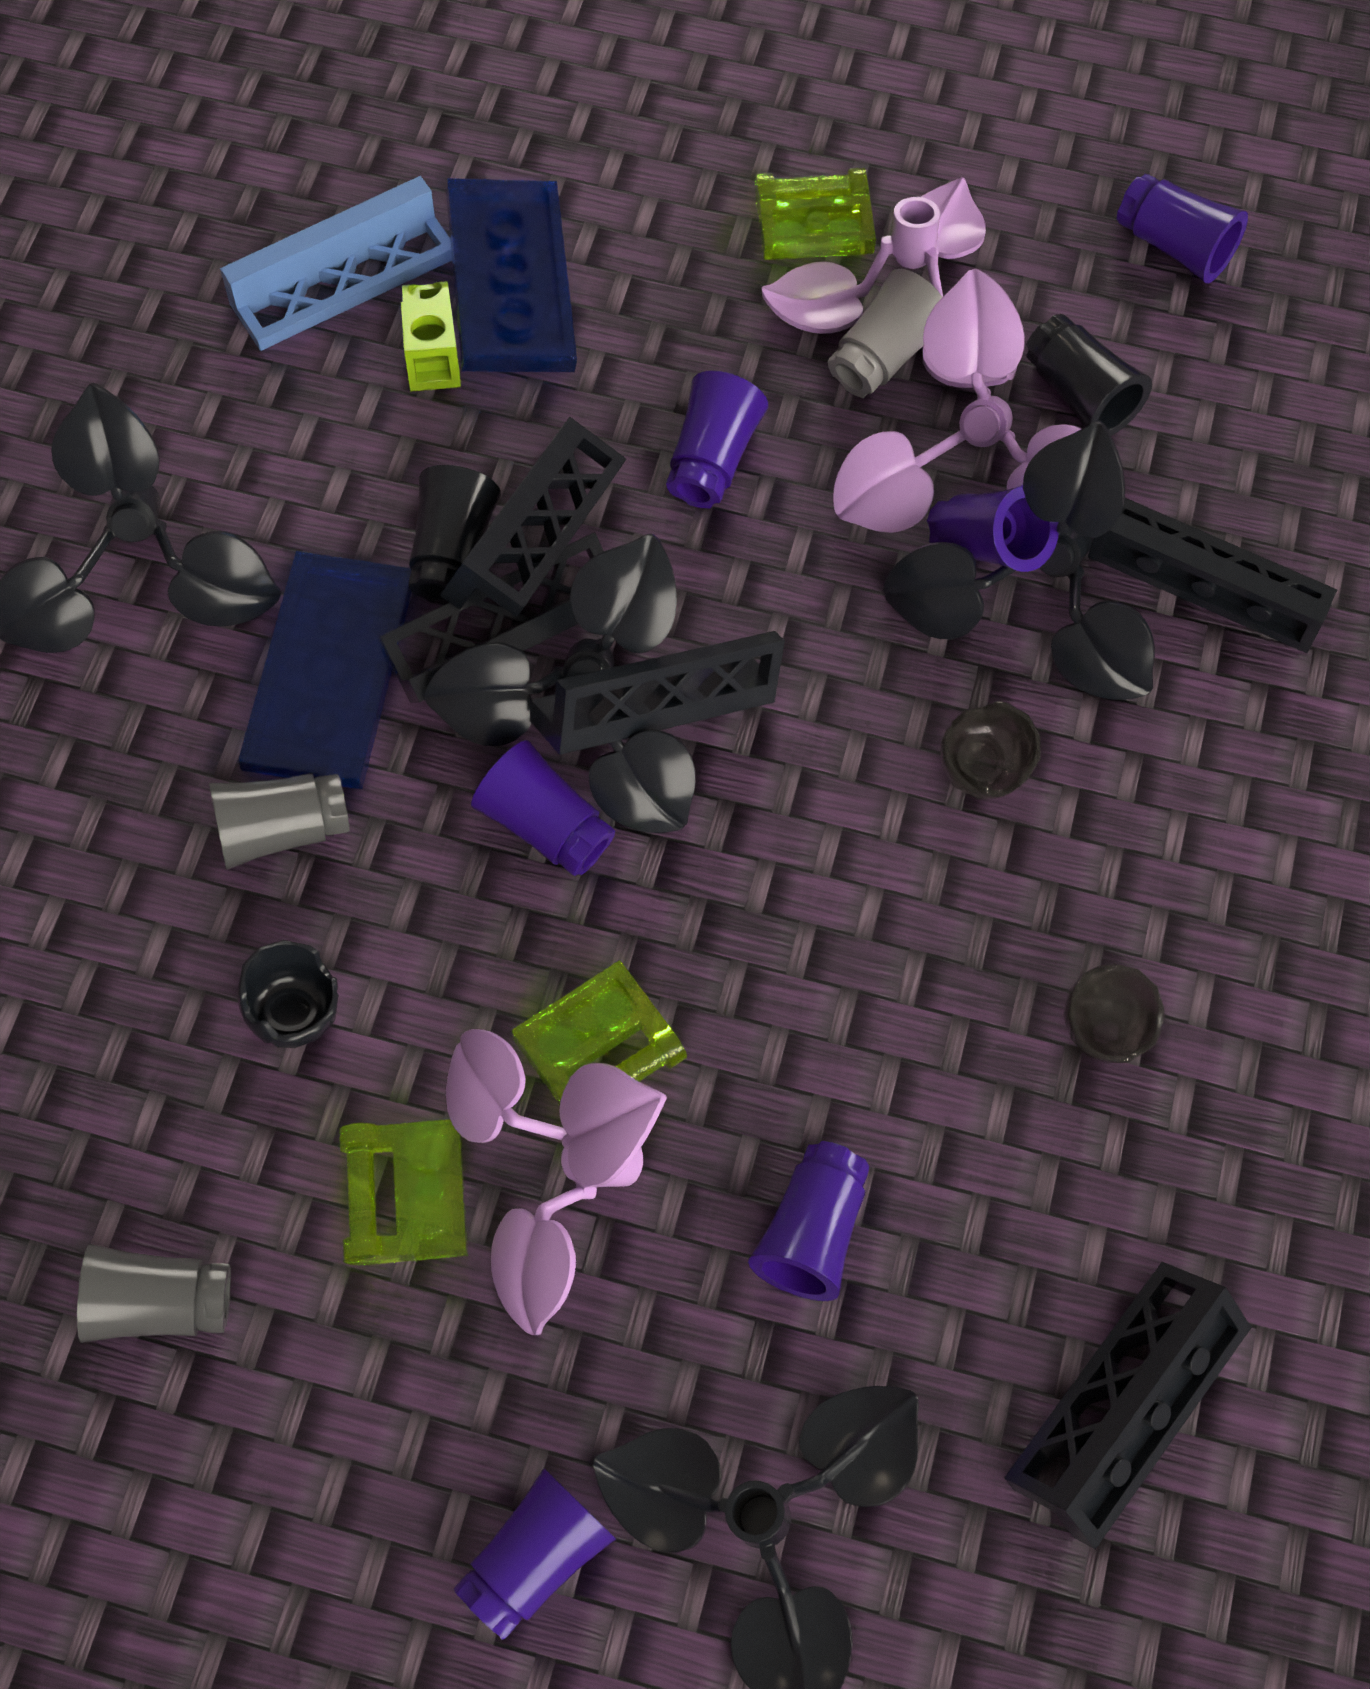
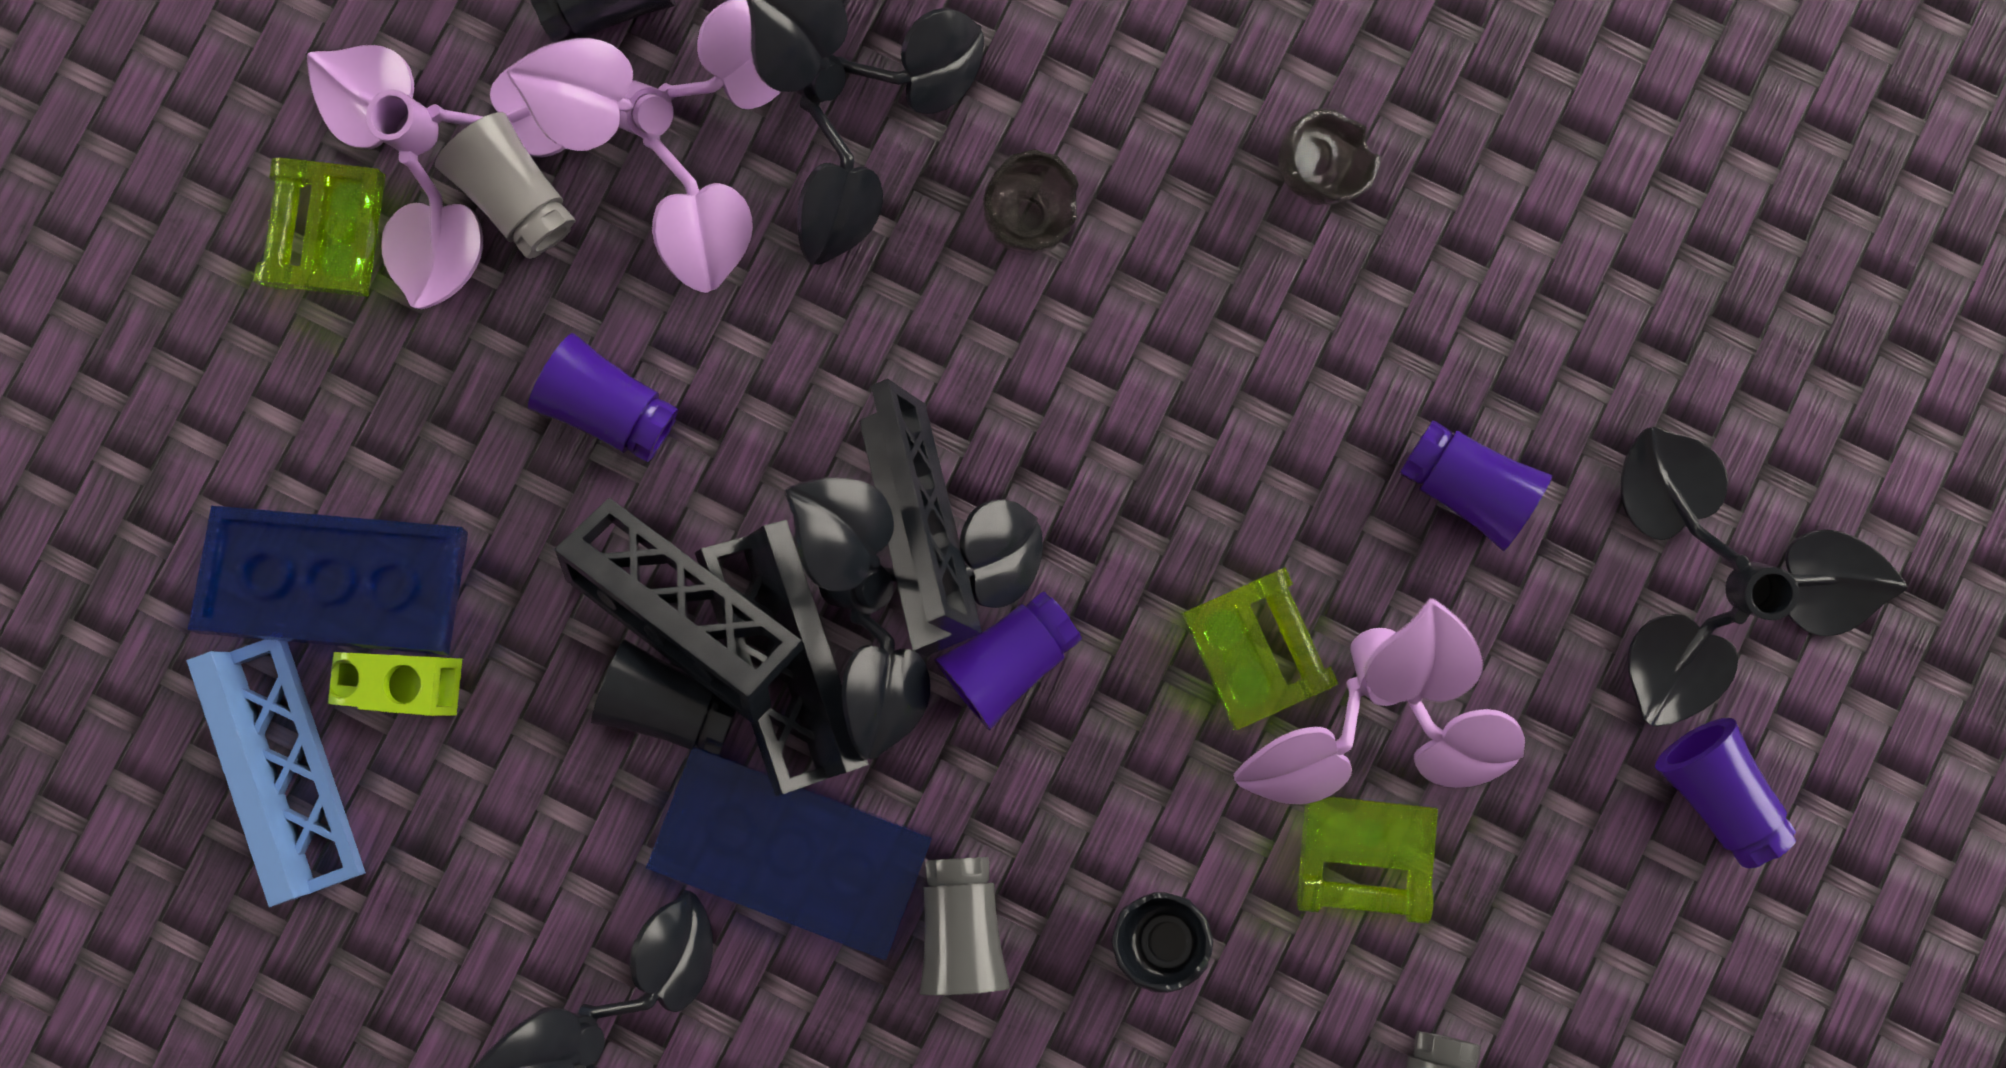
camera: 75 degrees left, 20 degrees up
(995, 528) = (790, 138): dark purple plant -> none
(1145, 1402) = (1694, 227): black fence -> none

